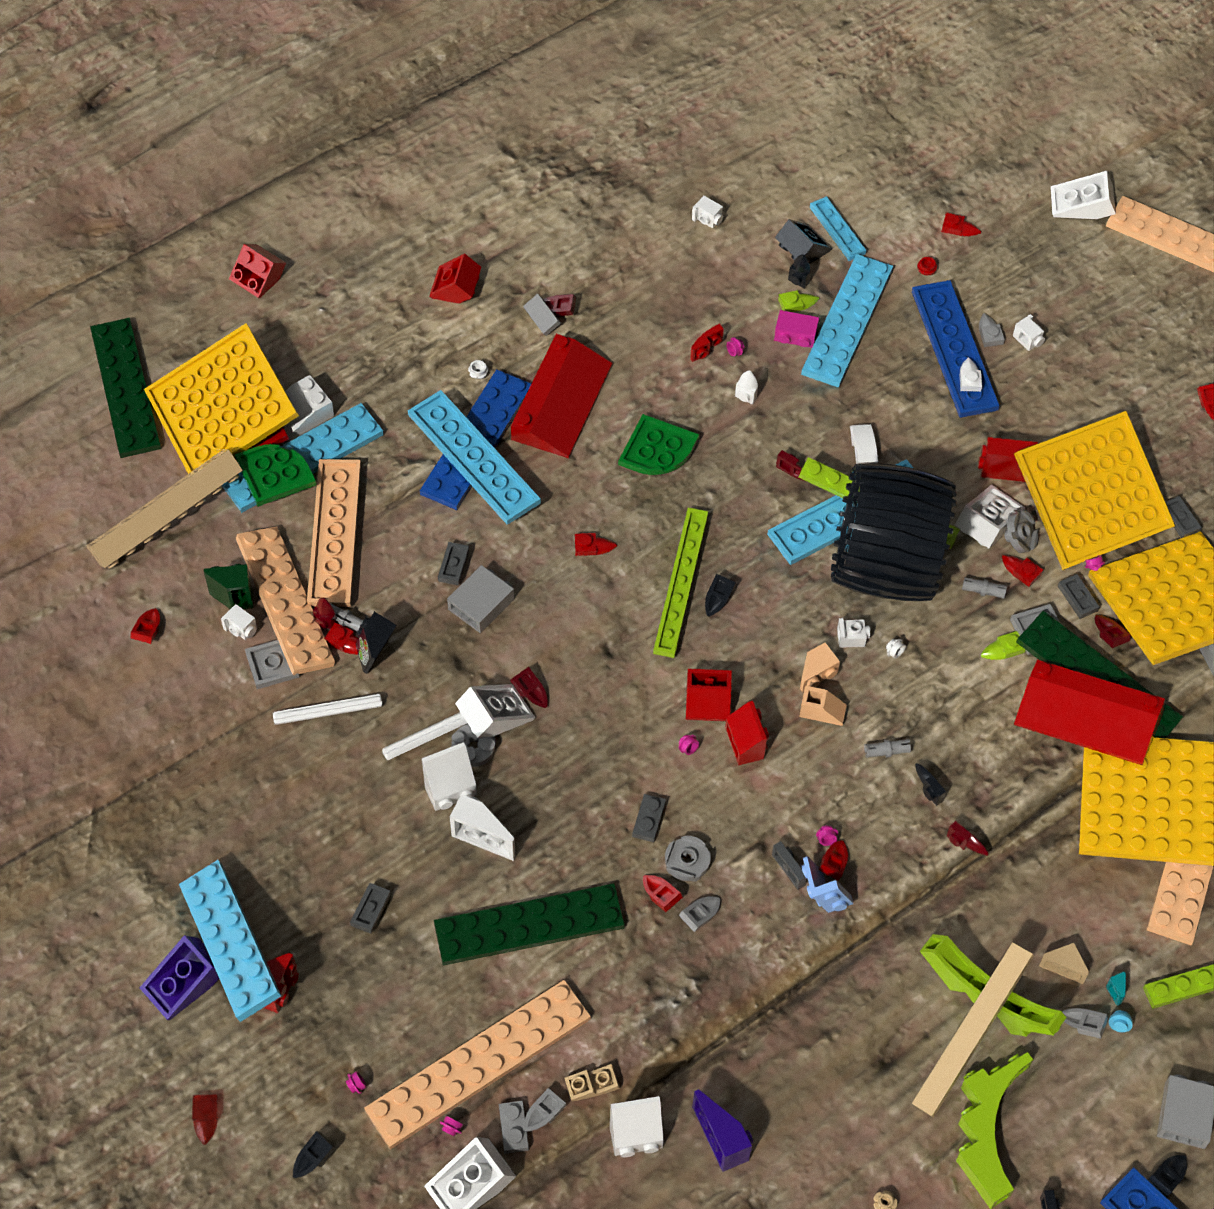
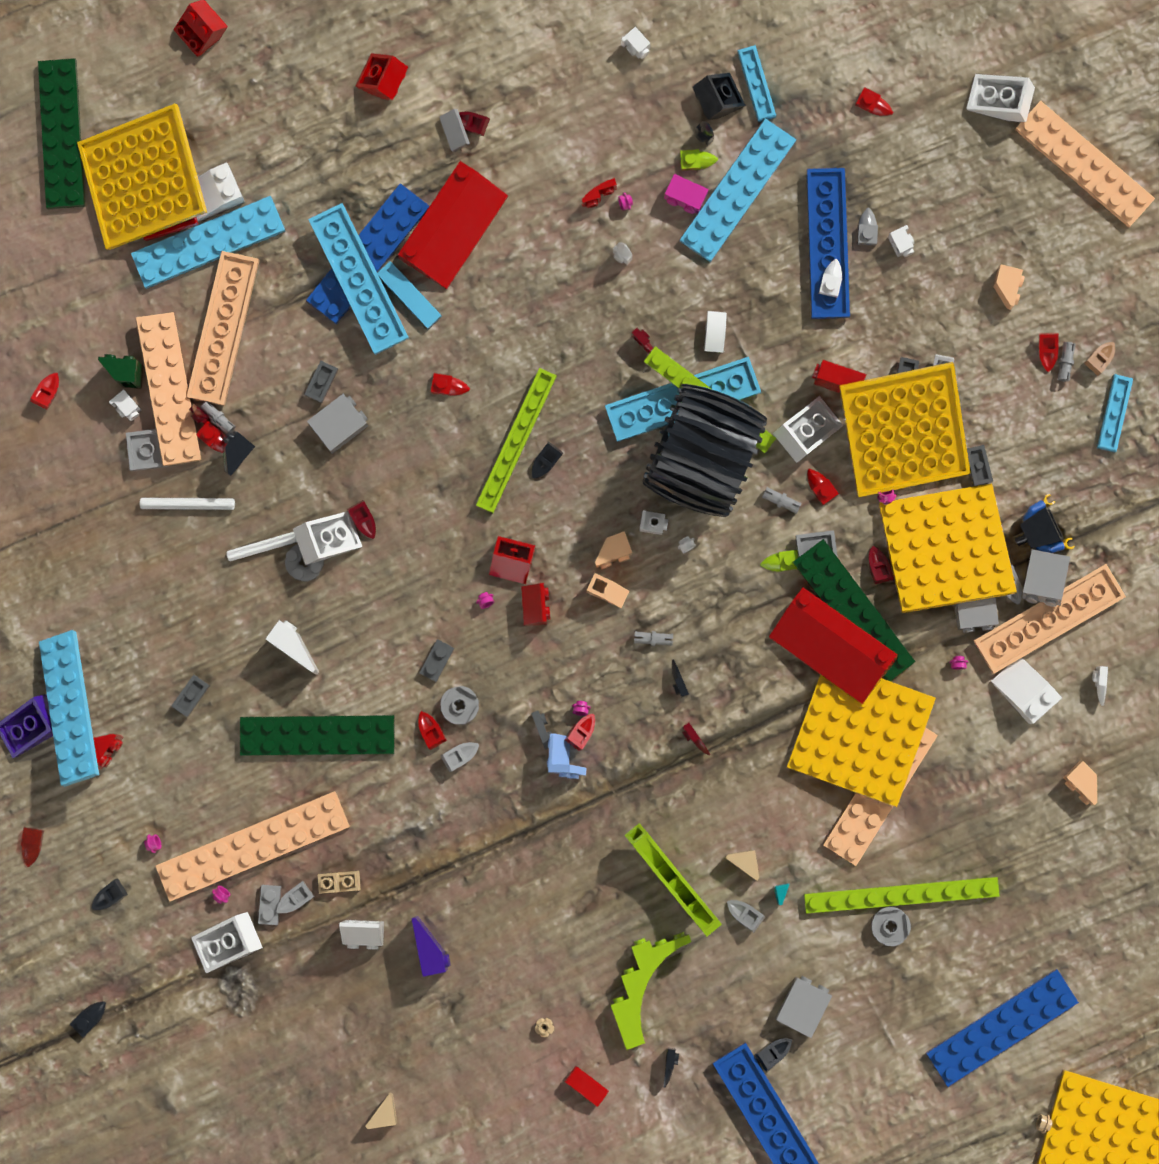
camera: 15 degrees right, 25 degrees up
(164, 508) = (76, 279): tan brick -> none
(274, 472) = (178, 260): green plate -> none
(448, 776) = (274, 598): white slope -> none
(480, 366) = (383, 175): white plate -> none
(533, 469) = (409, 295): none -> medium azure tile
(657, 447) = (528, 297): green plate -> none
(927, 266) = (828, 145): red plate -> none
(972, 1030) = (650, 908): tan tile -> none
(1021, 531) = (829, 445): light grey plate -> none
(1078, 596) = (861, 526): dark grey plate -> none
(1121, 1021) = (774, 921): medium azure plate -> none
(1149, 352) = (1007, 283): none -> light nougat slope

